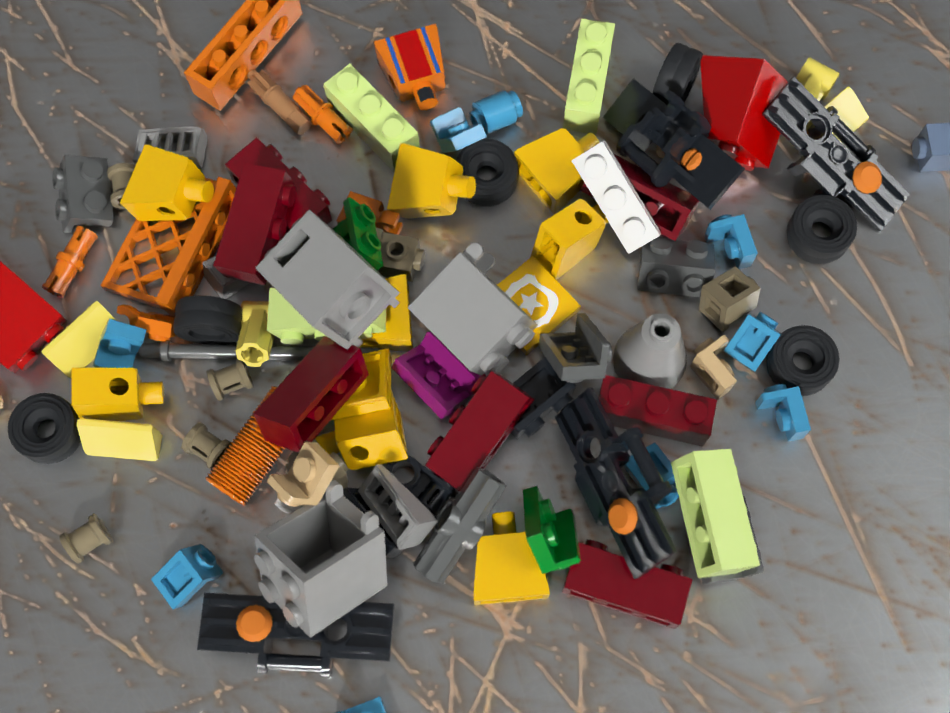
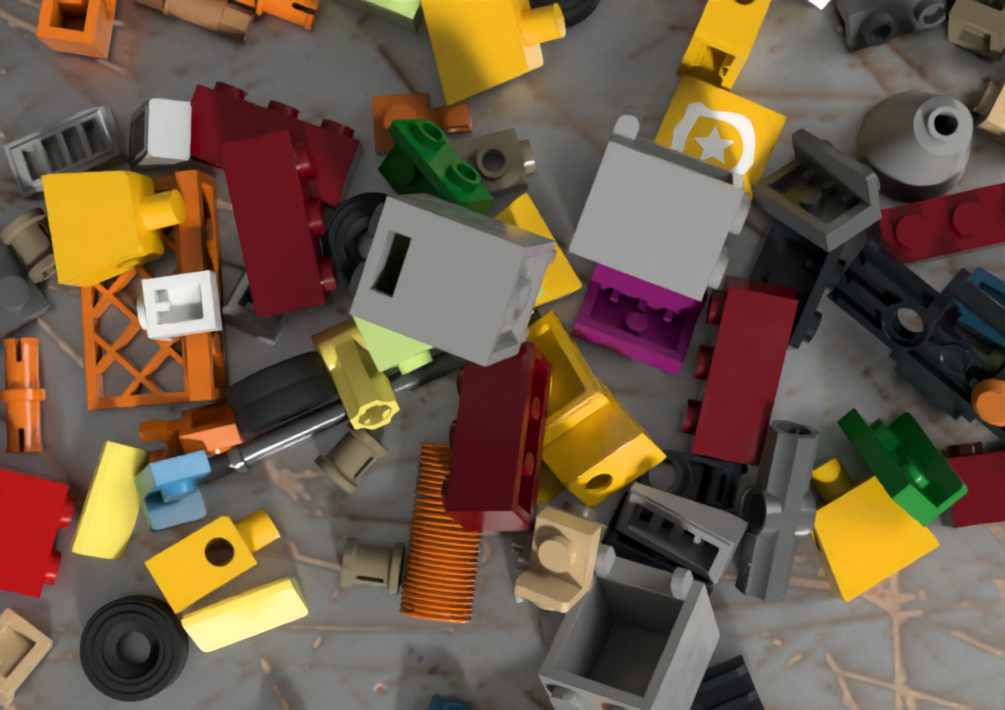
camera: 30 degrees left, 15 degrees up
(177, 243) = (179, 305): none -> white bracket
(219, 150) = (159, 134): none -> slope

